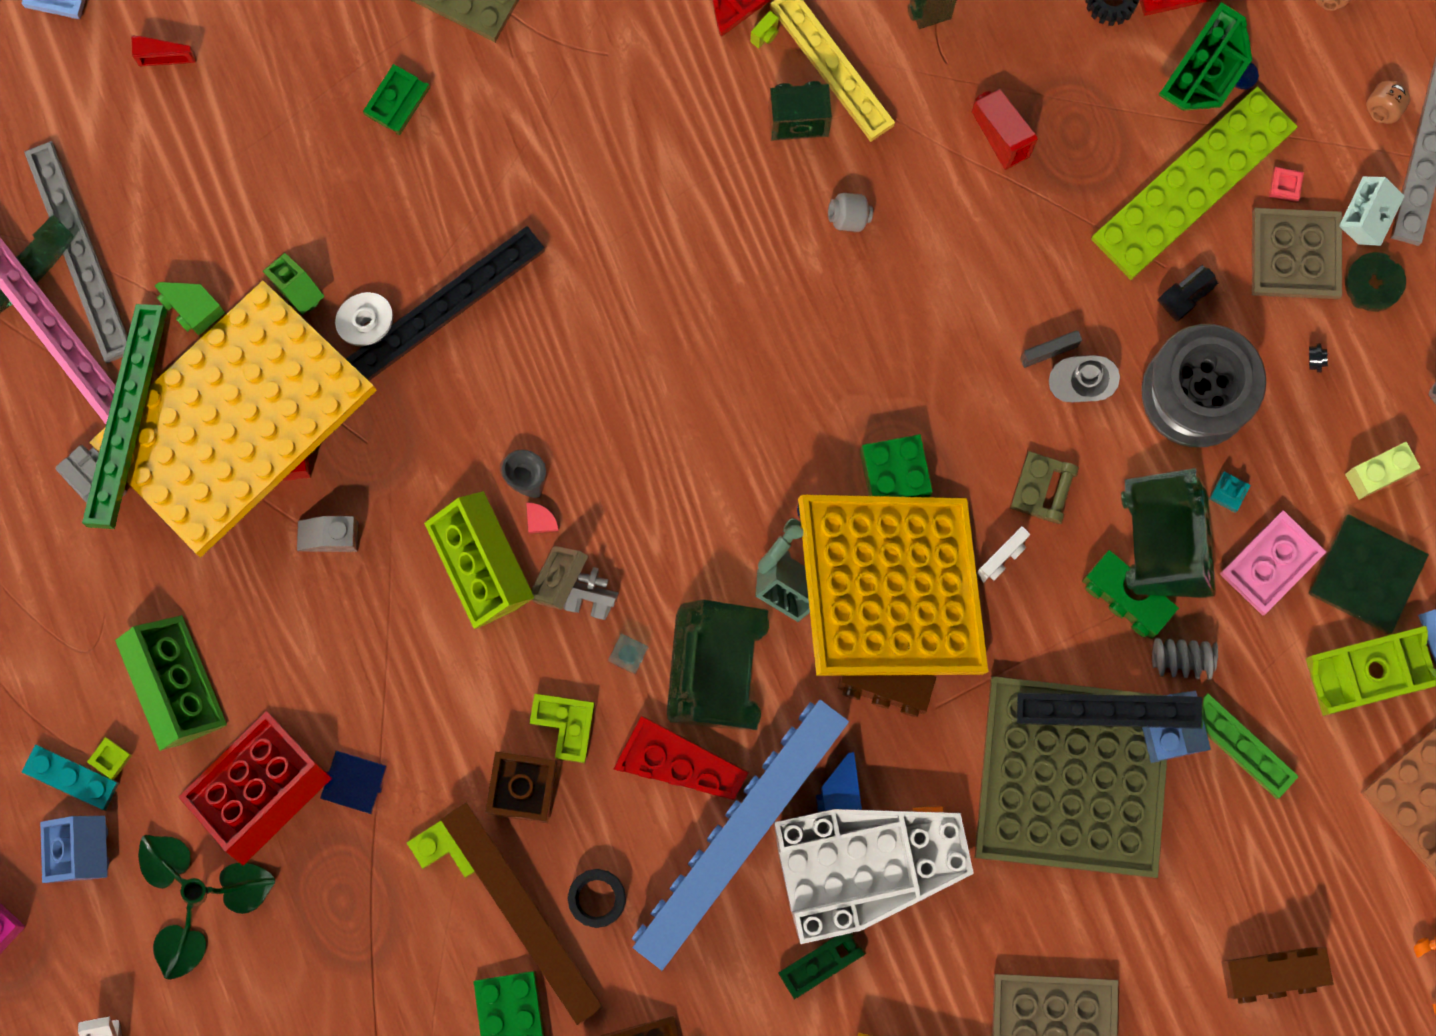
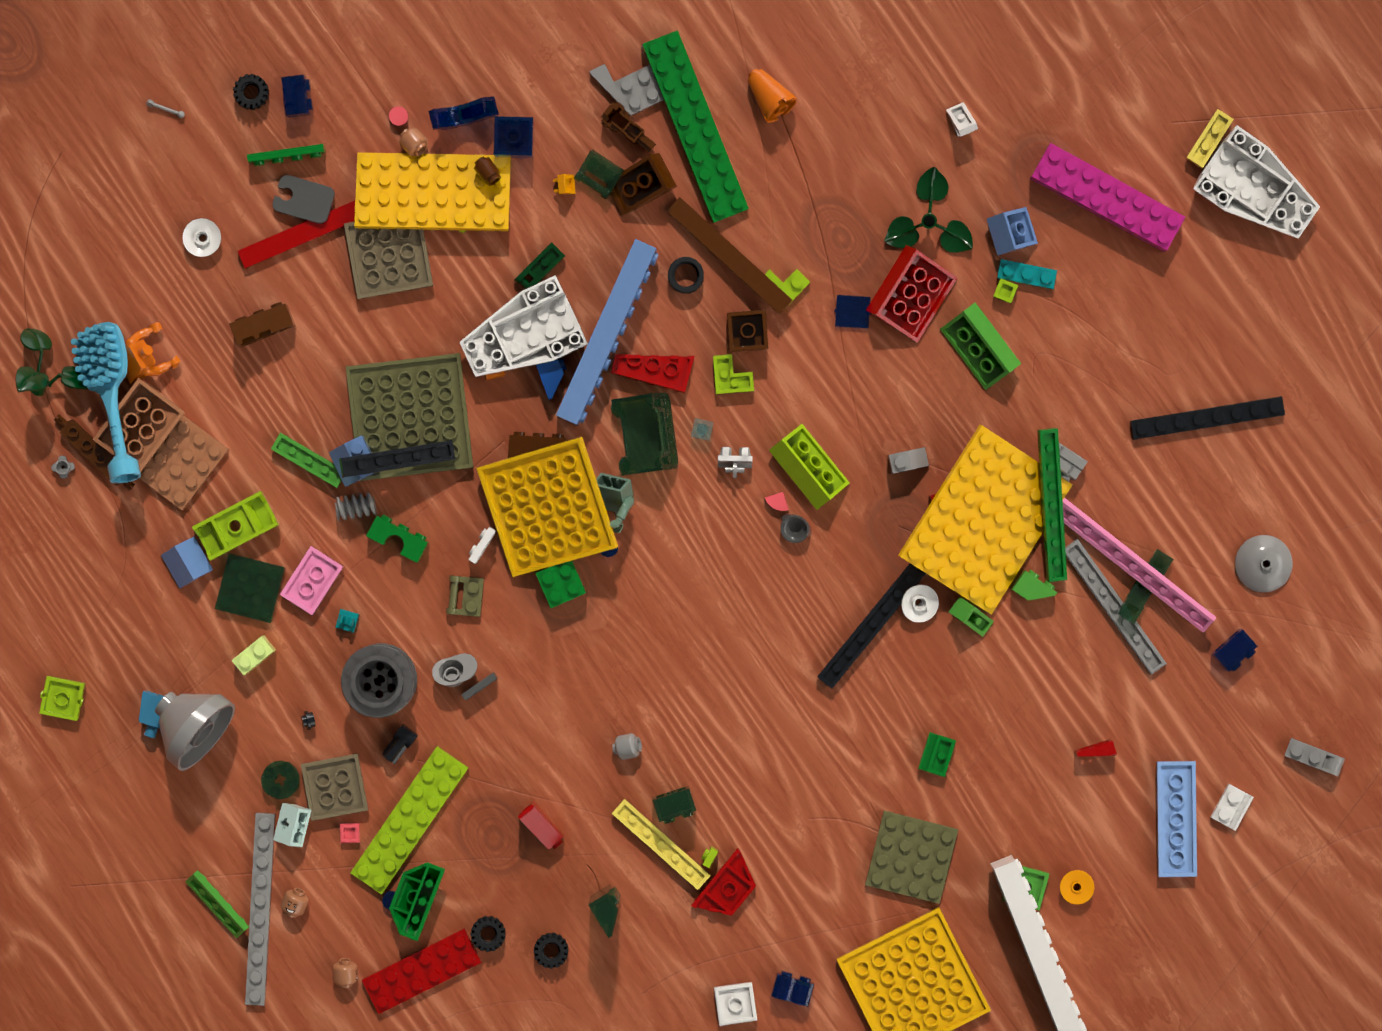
camera: 175 degrees right, 10 degrees up
(558, 577) = (756, 465): dark tan tile -> none
(1170, 535) = (379, 580): clear green windscreen -> none

